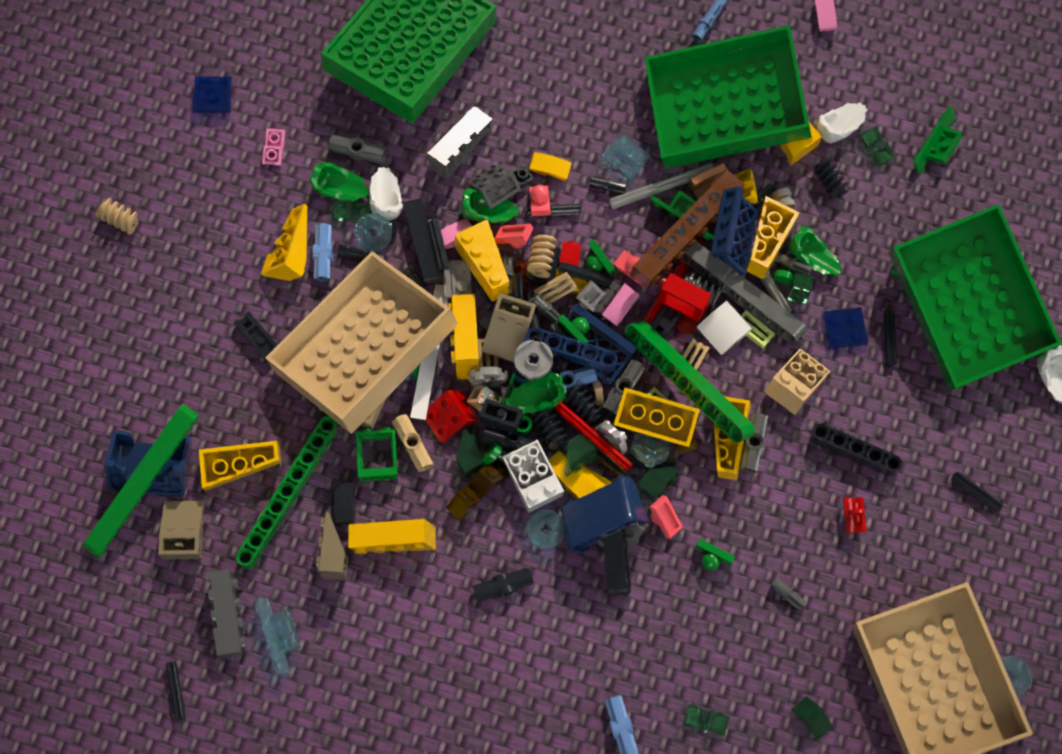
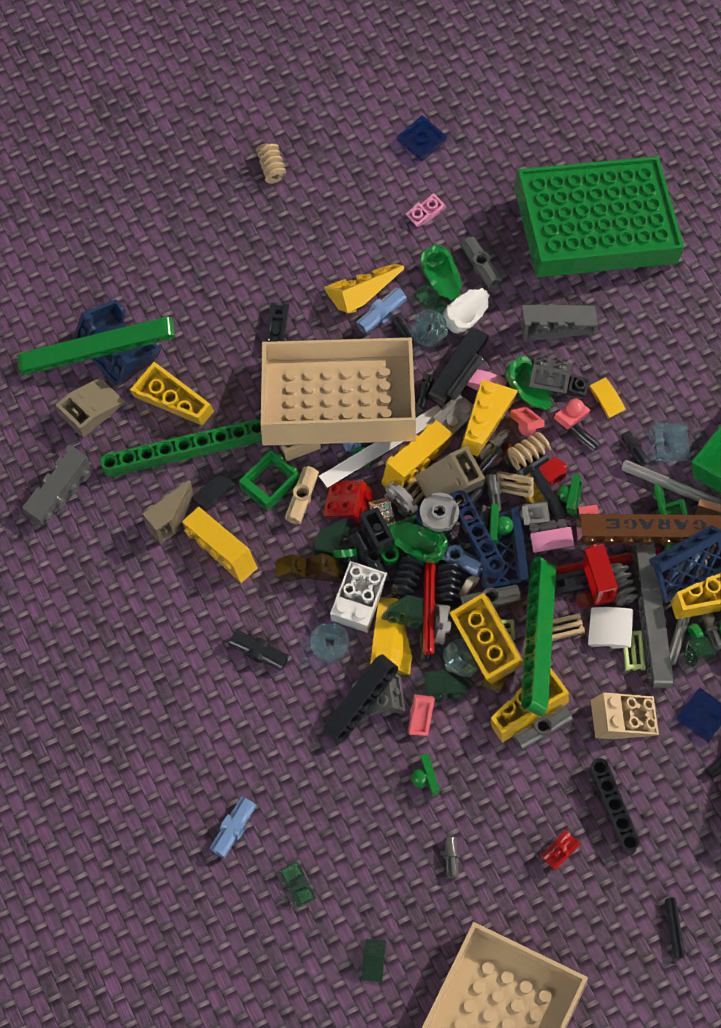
camera: 50 degrees right, 5 degrees down
(279, 634) = (76, 535): clear light blue bracket -> none
(602, 514) = (375, 665): dark blue windscreen -> none

